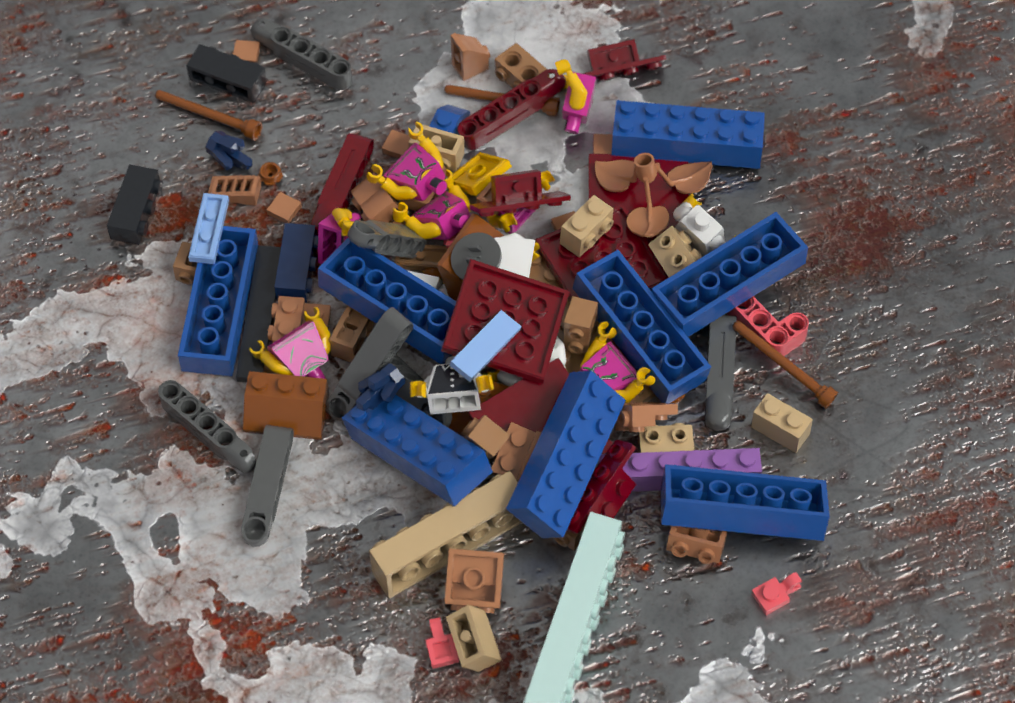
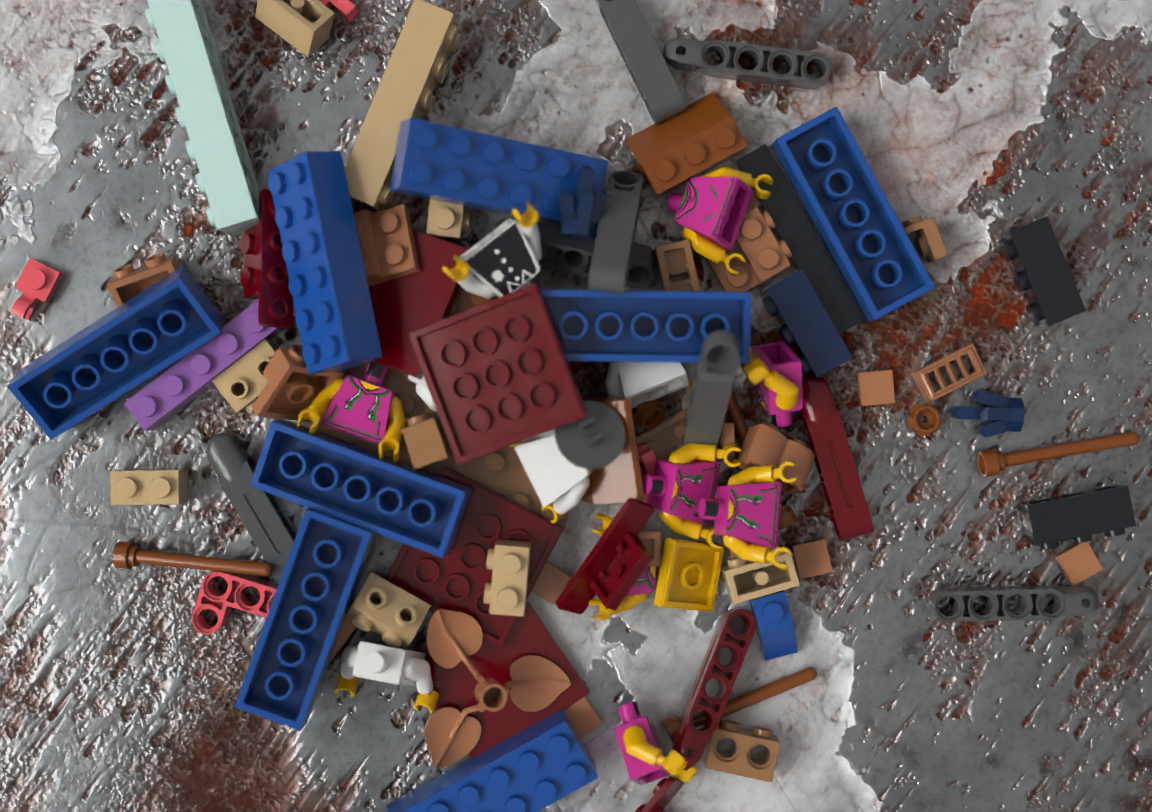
camera: 140 degrees right, 30 degrees up
(208, 228) = (925, 281): light blue tile -> none
(468, 56) = (814, 730): nougat slope -> none
(474, 579) = (337, 76): nougat plate -> none
(485, 346) = (489, 317): light blue tile -> none
(485, 435) = (421, 218): medium nougat brick -> none

